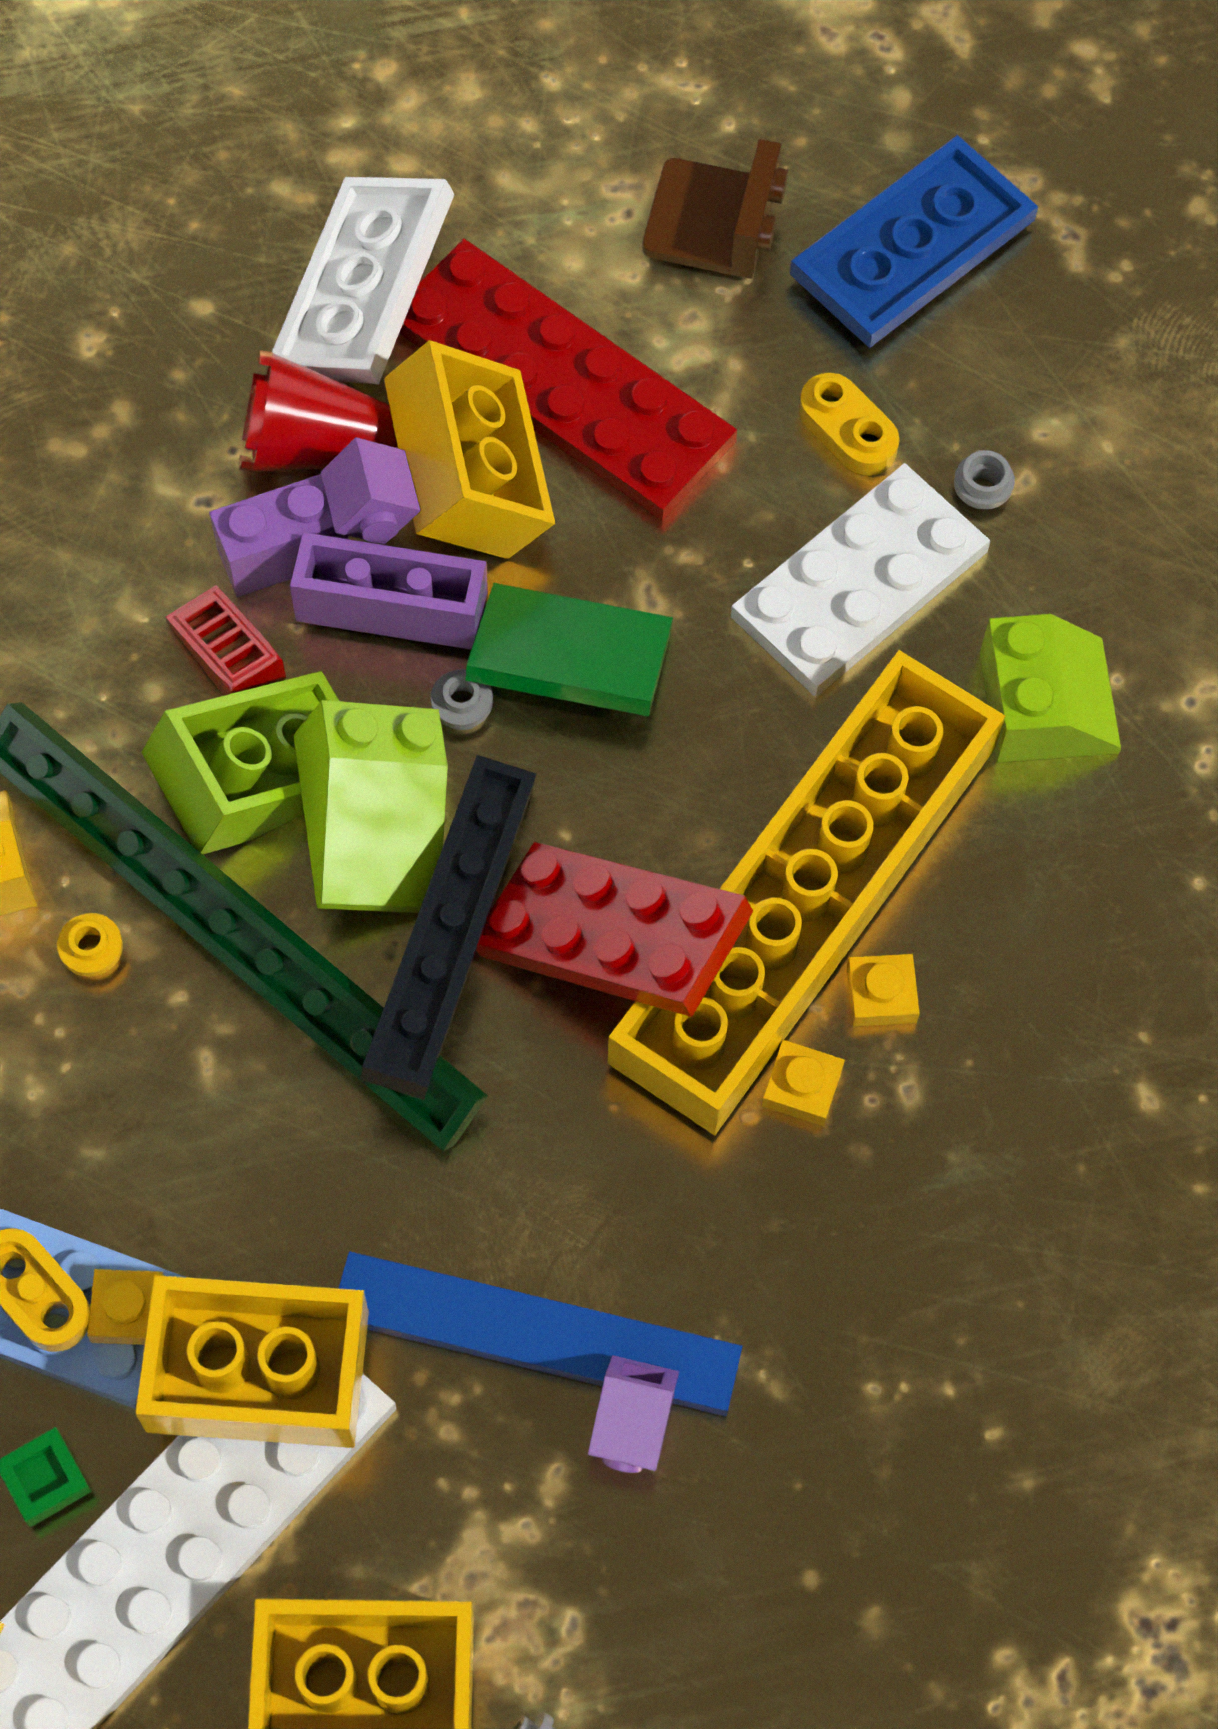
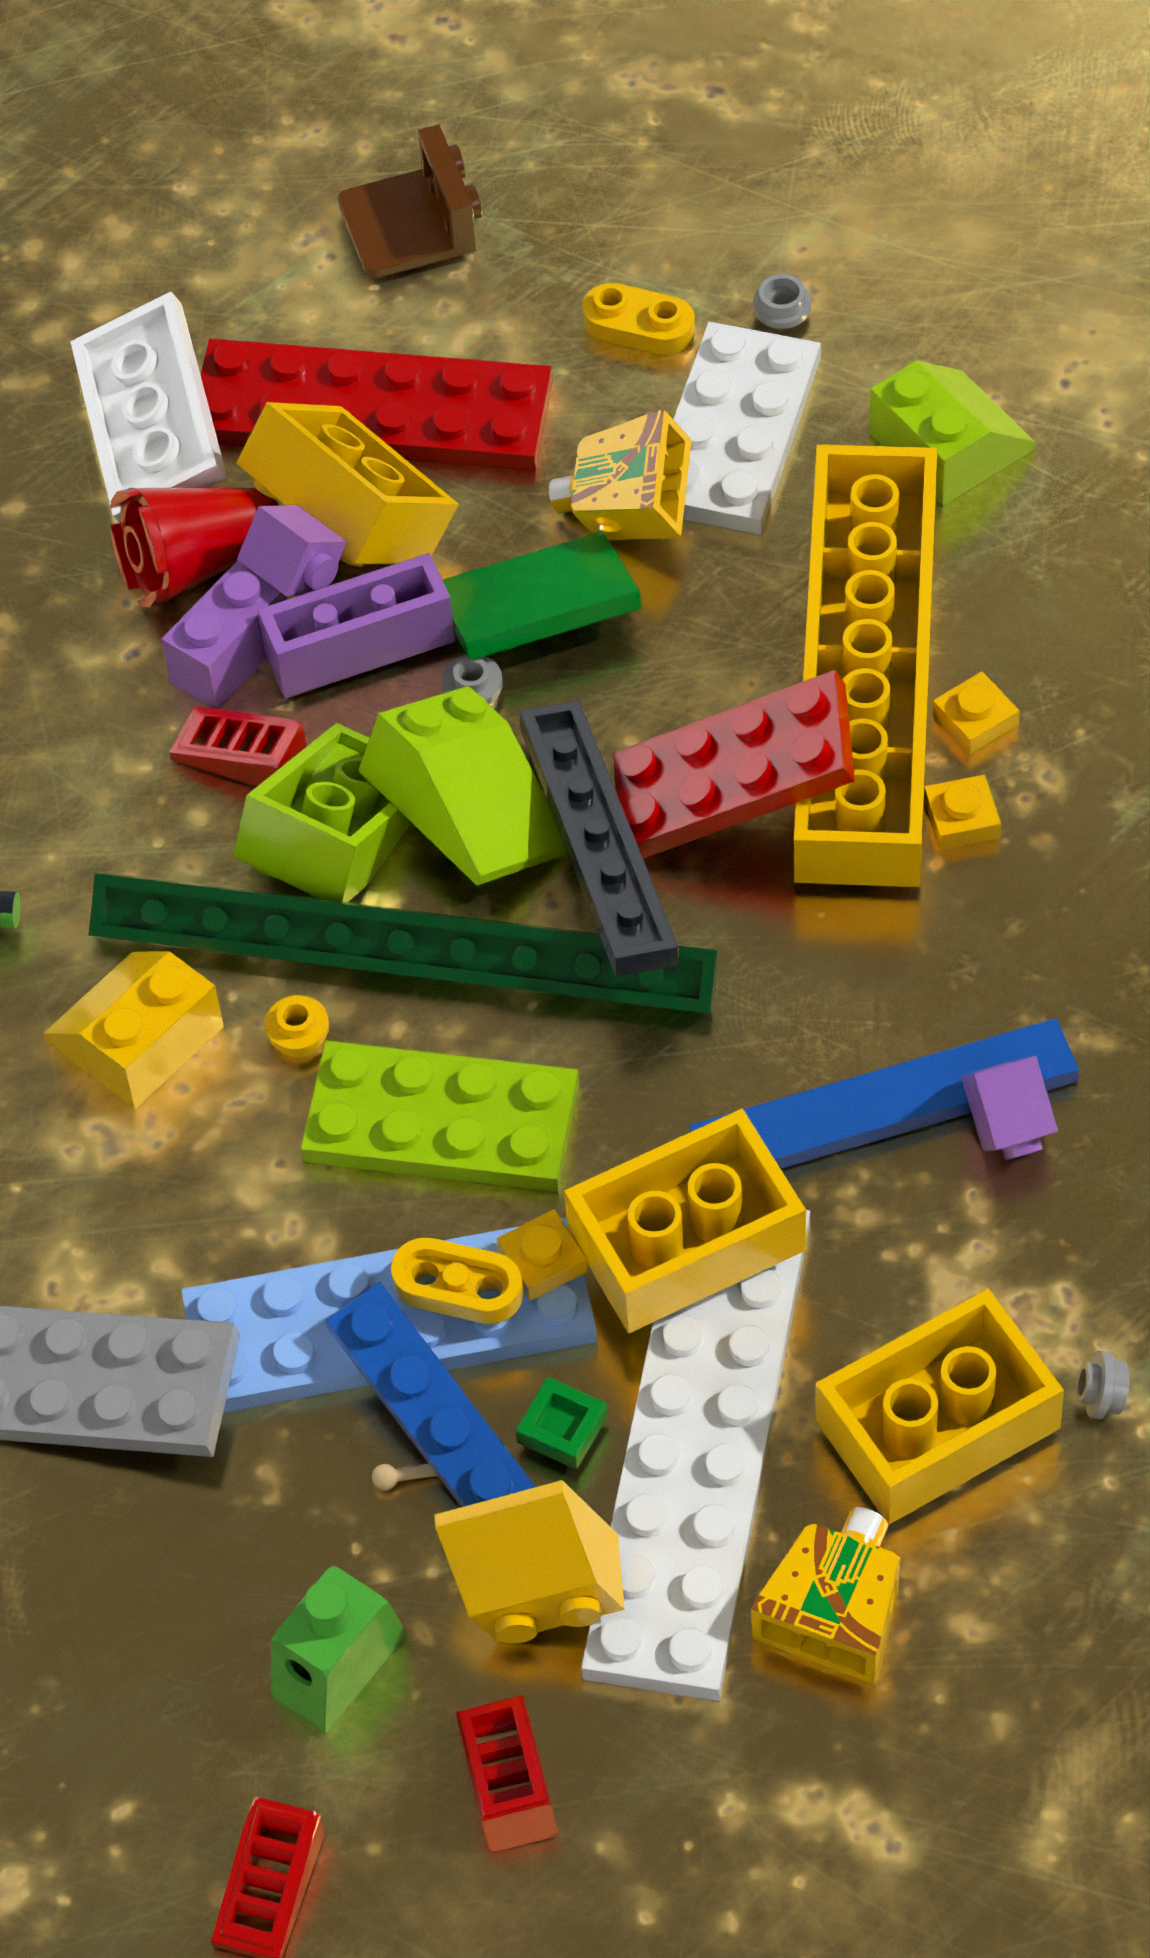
camera: 25 degrees left, 10 degrees down
(152, 1107) = (441, 1116): none -> lime plate
(721, 584) = (629, 480): none -> yellow torso
(913, 241) = (591, 155): blue plate -> none

